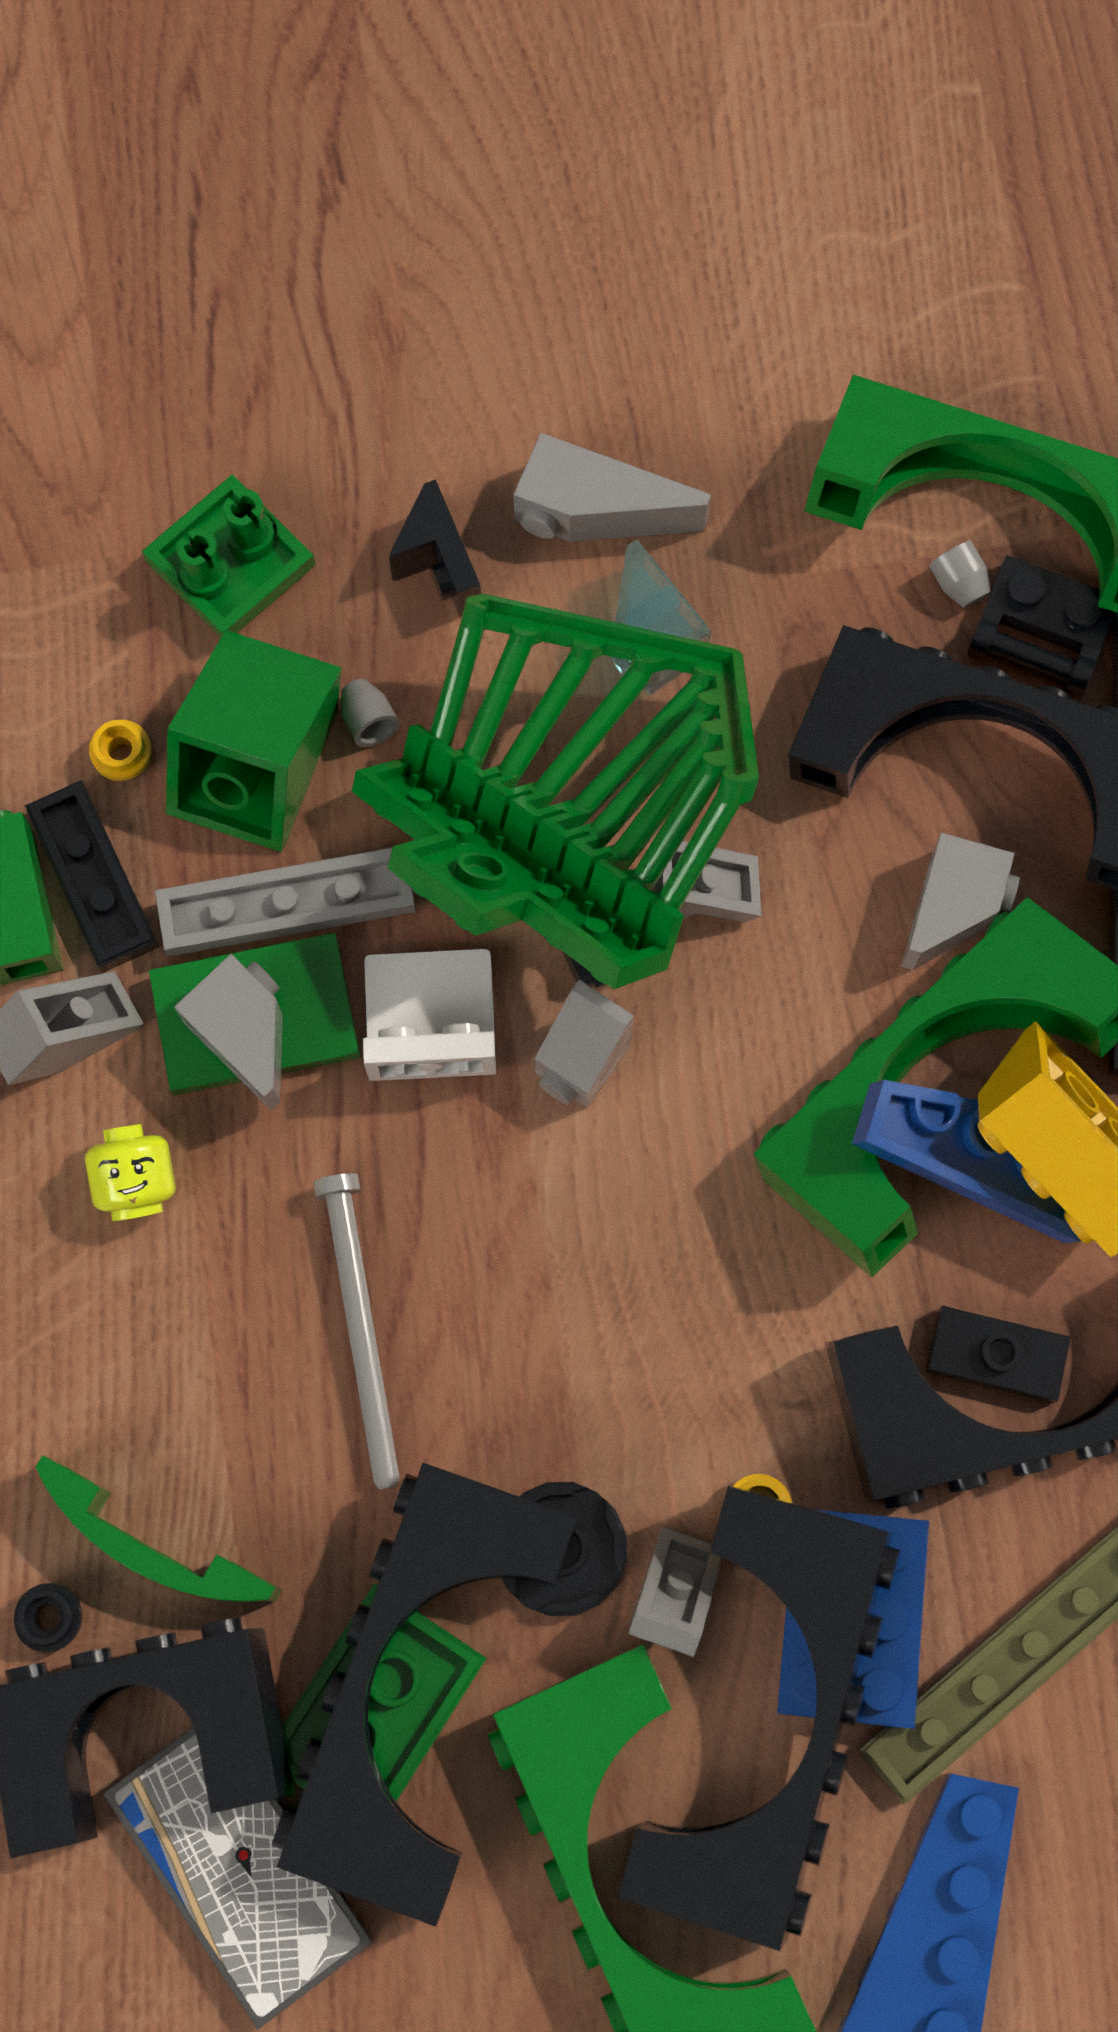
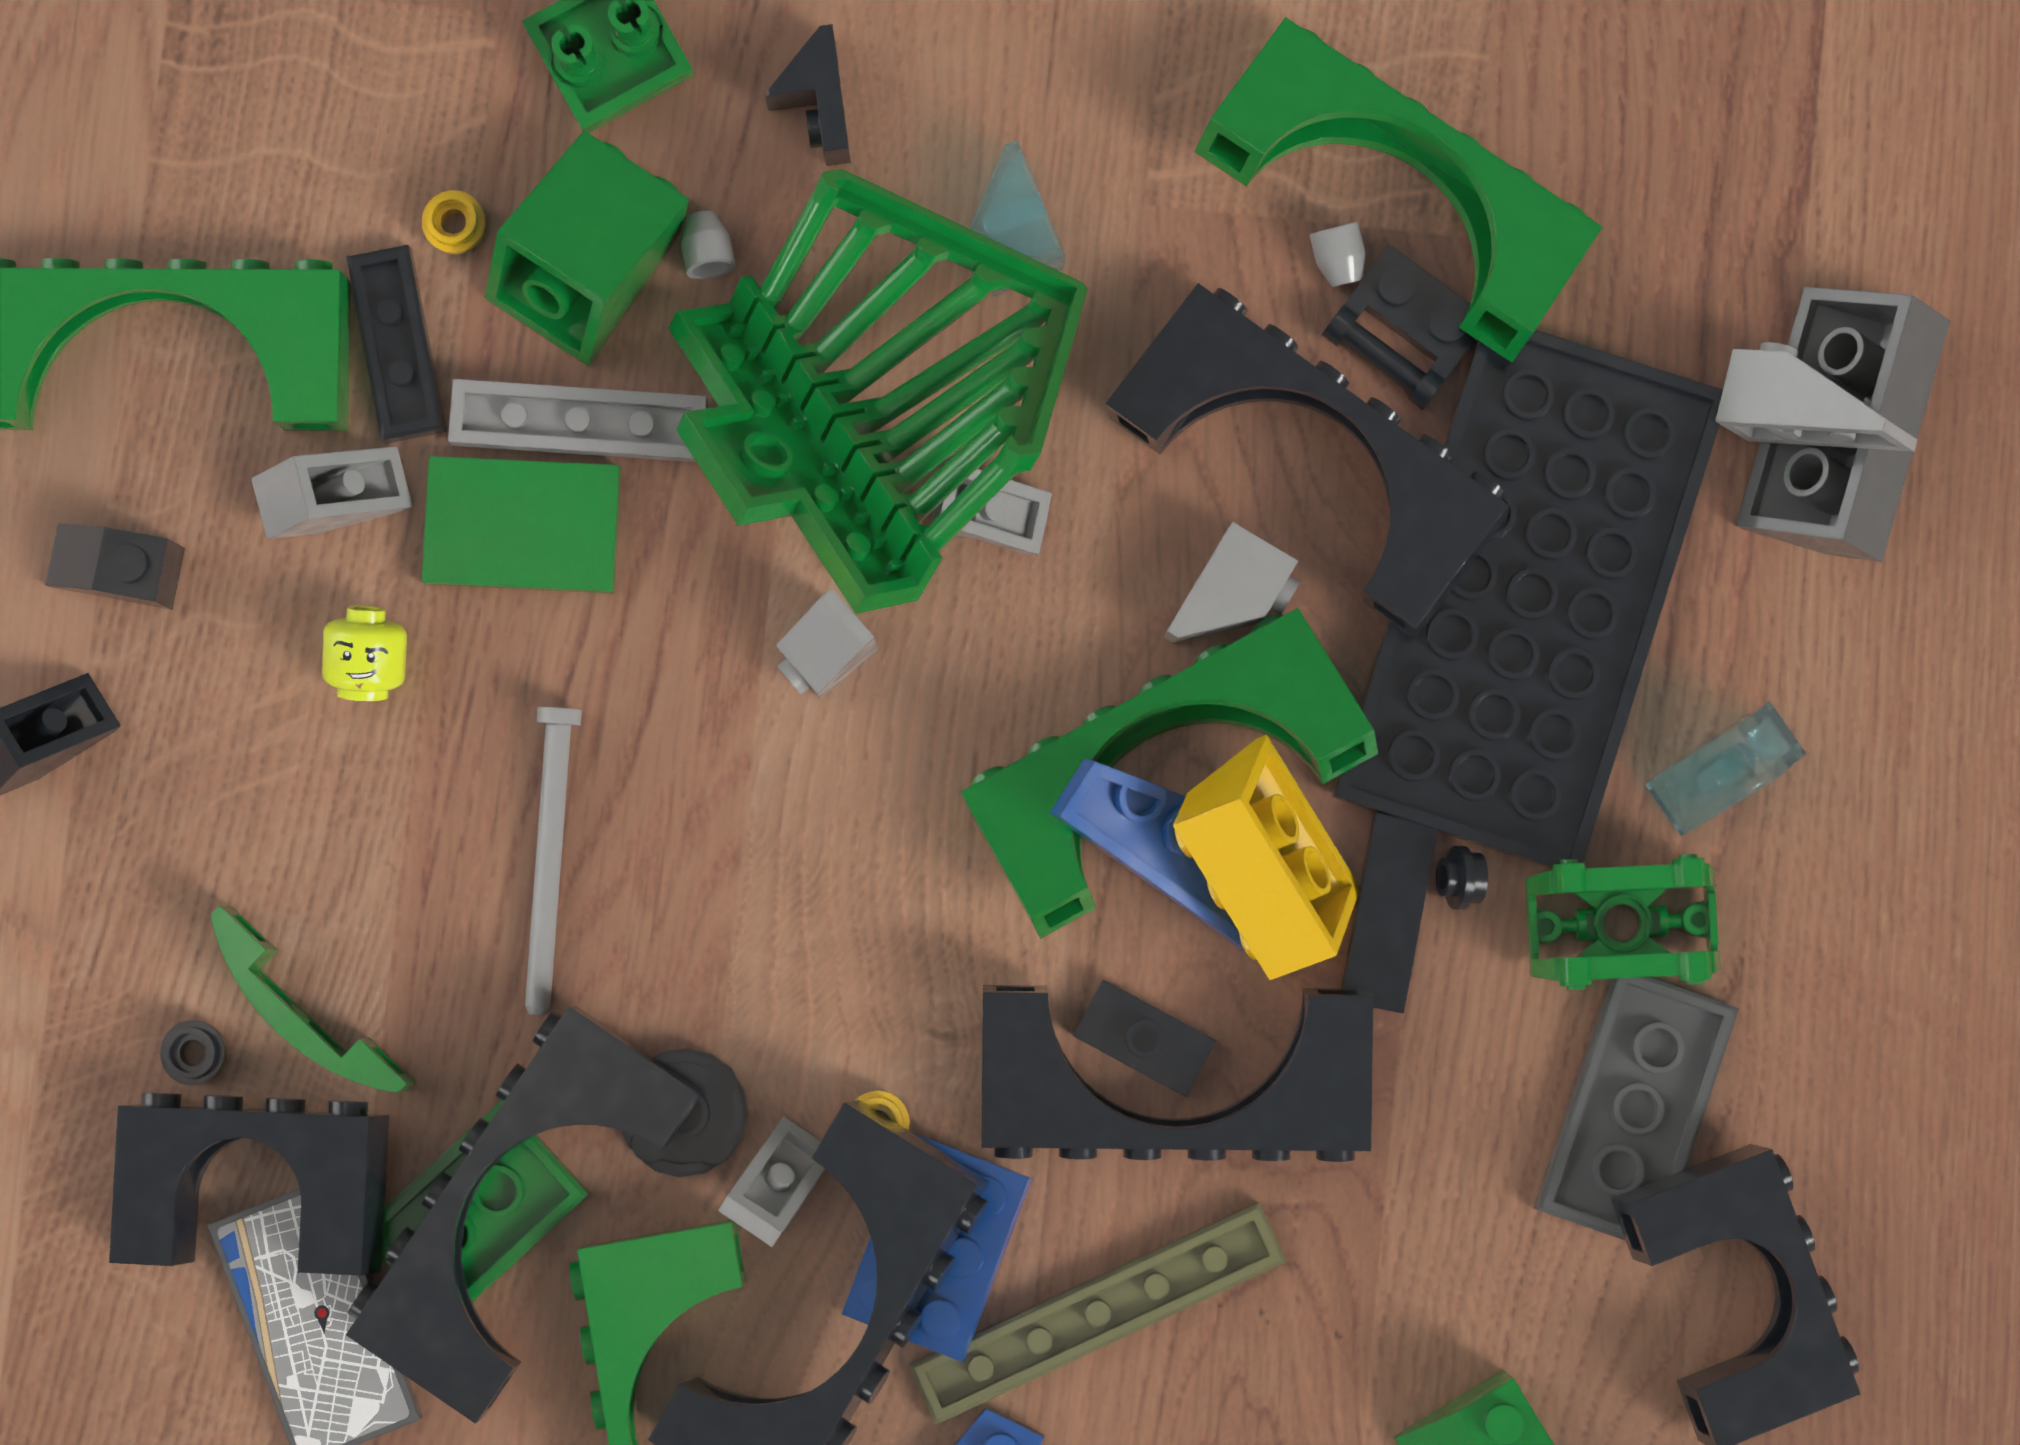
camera: 10 degrees right, 10 degrees up
(240, 1024) = (502, 539): light grey slope -> none
(429, 1015) = (689, 571): white bracket -> none
(595, 497) = (990, 78): light grey slope -> none

